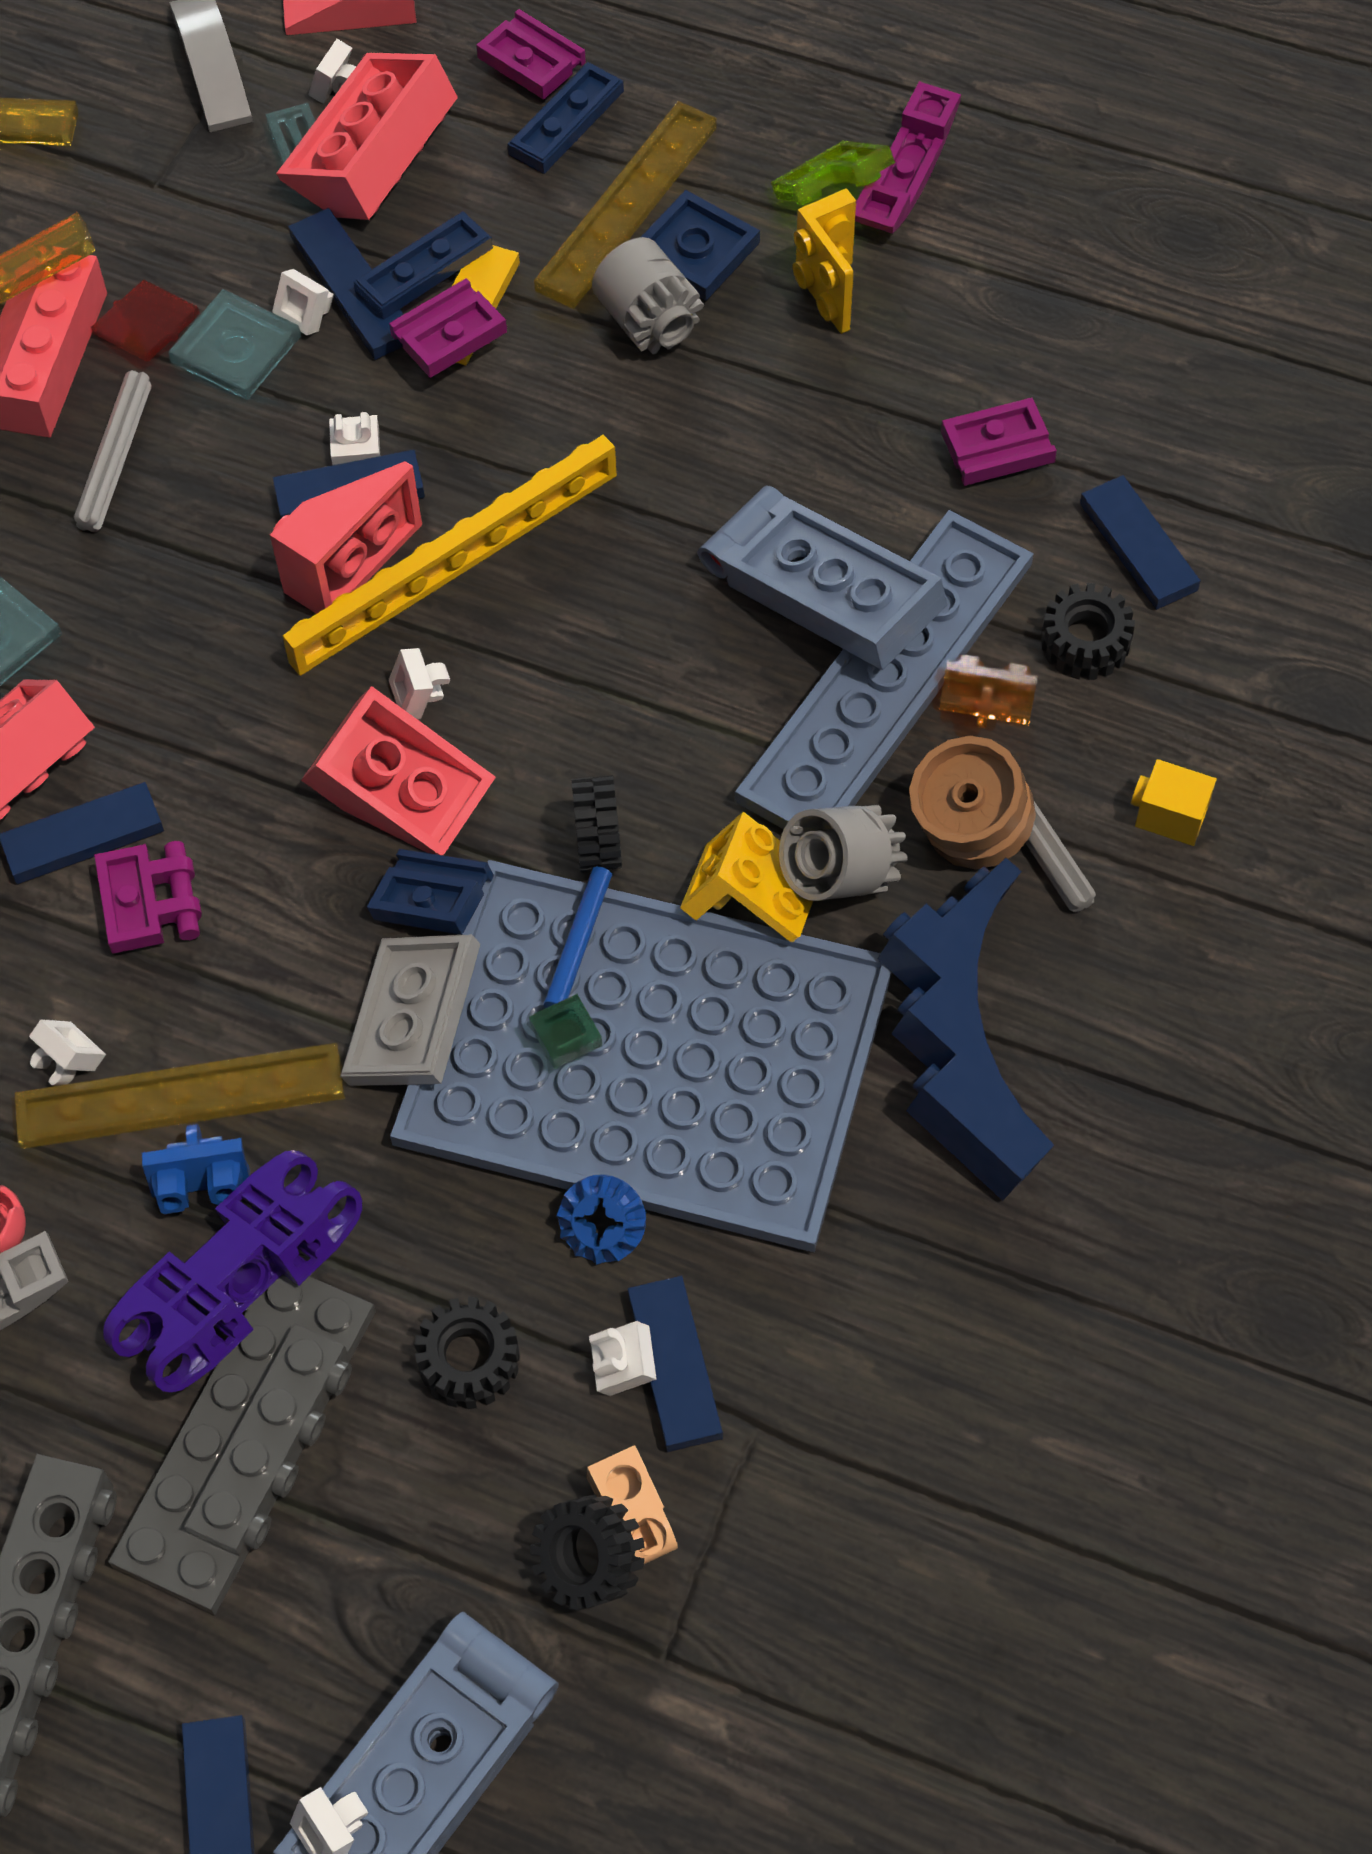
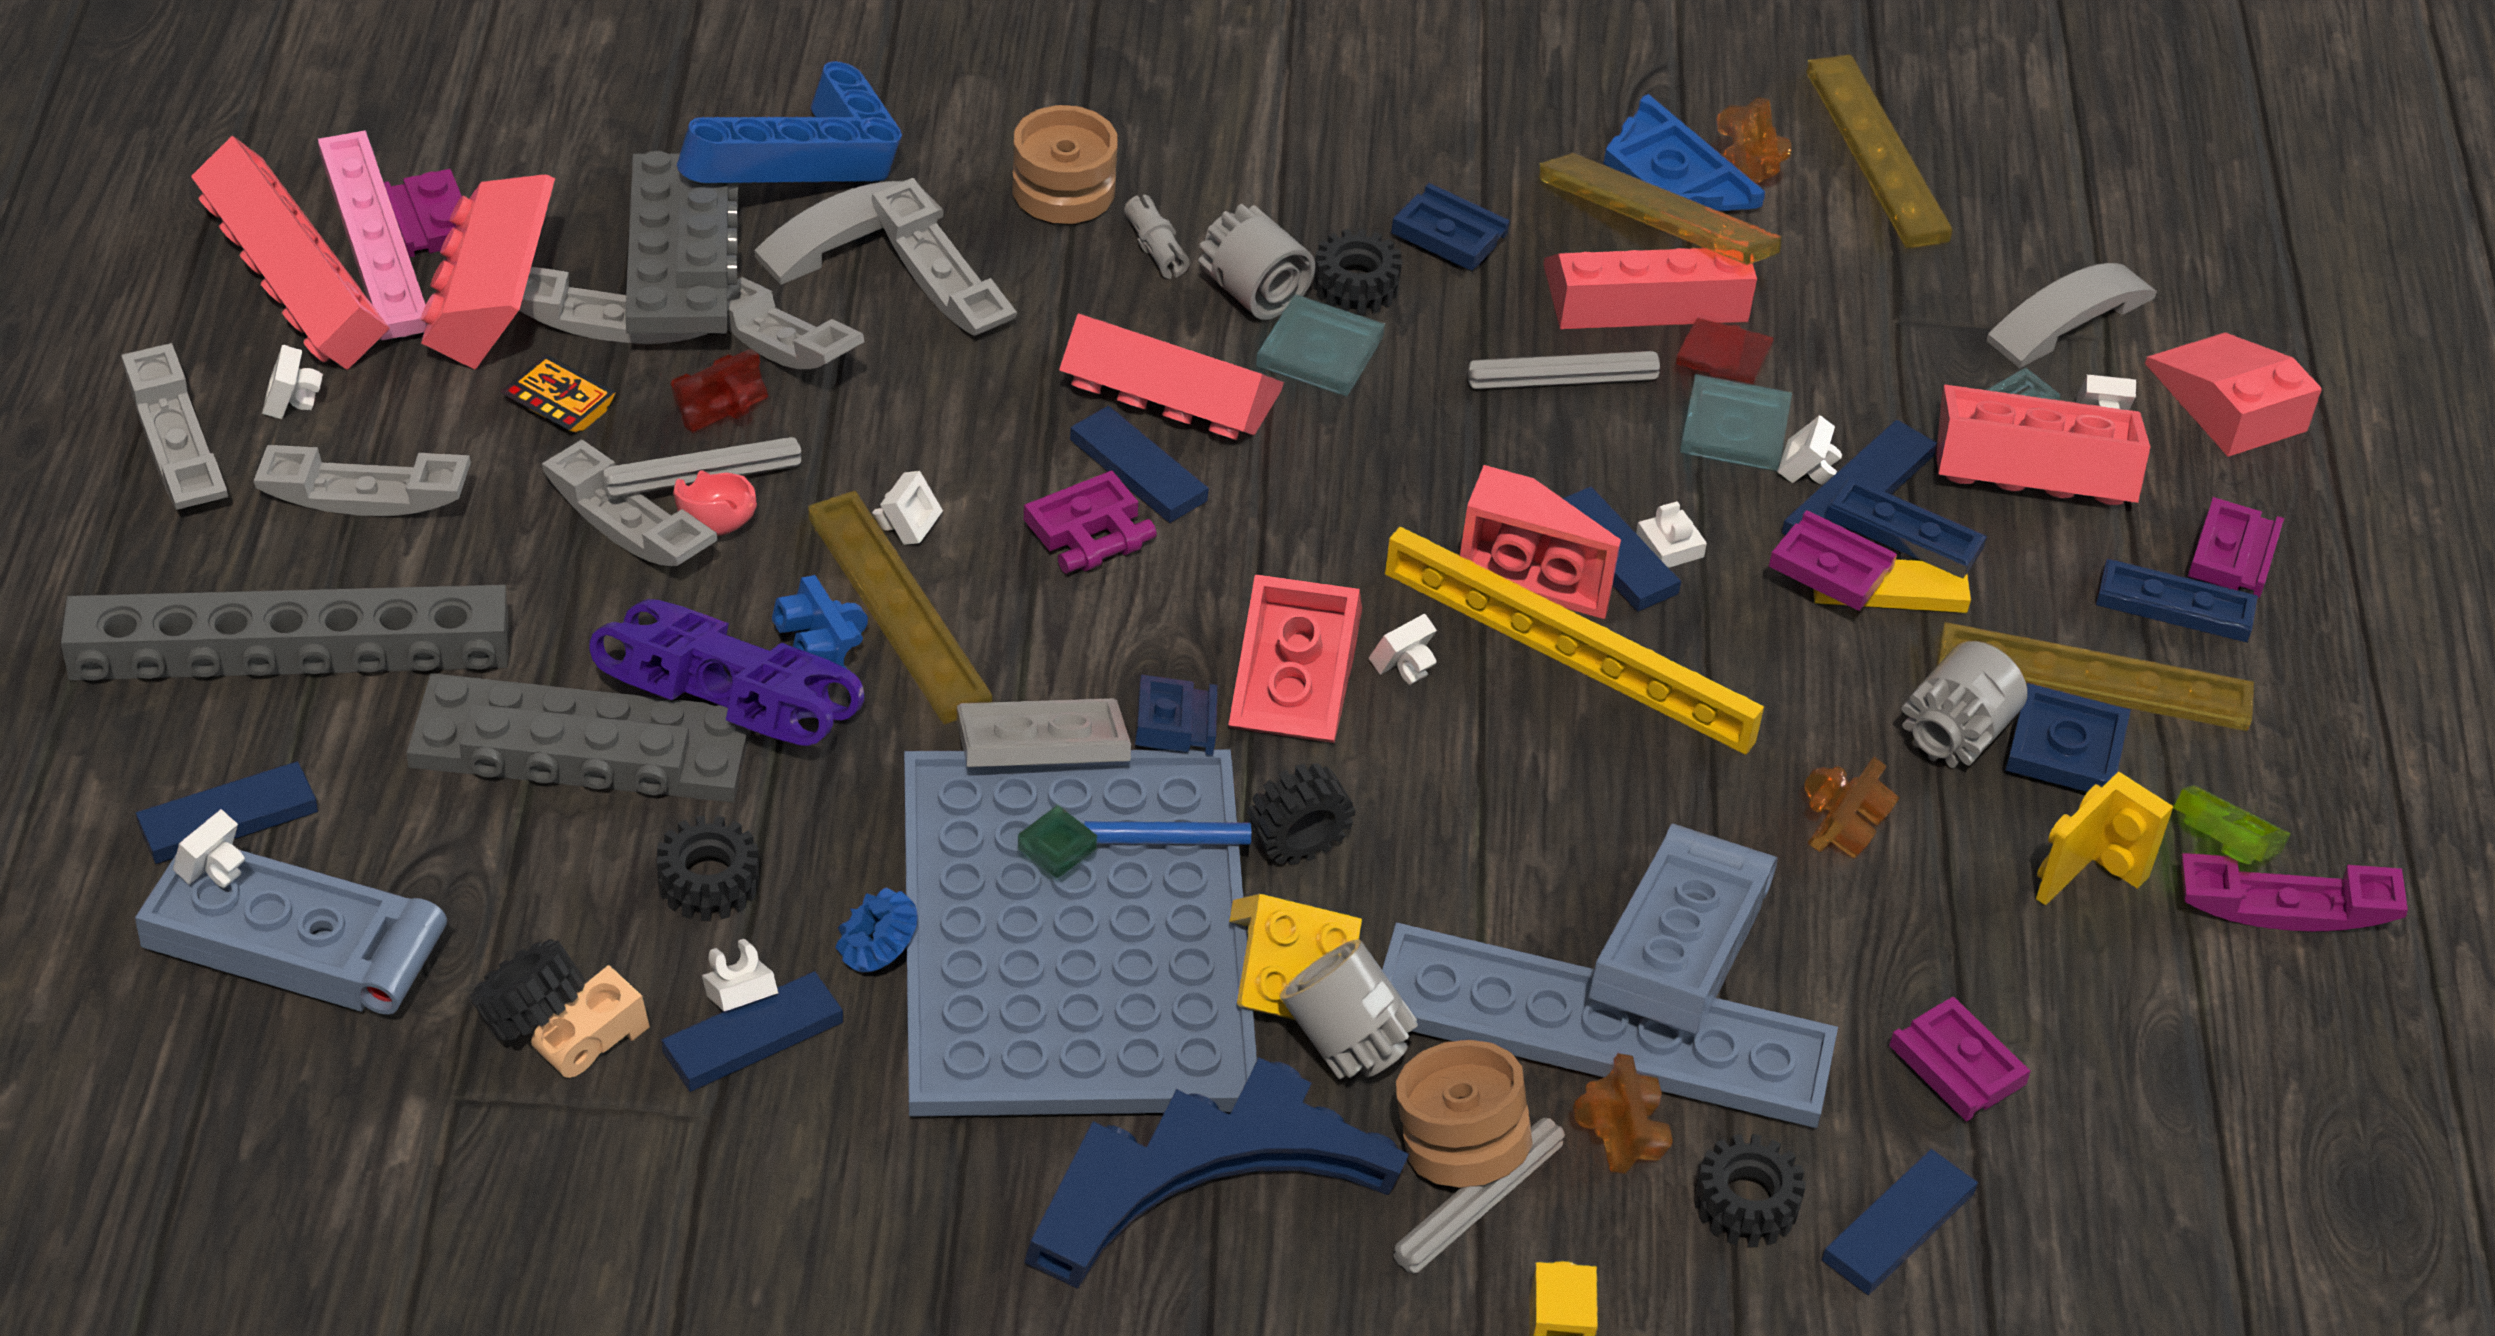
camera: 65 degrees right, 15 degrees down
(713, 418) = (1864, 793): none -> clear orange hips

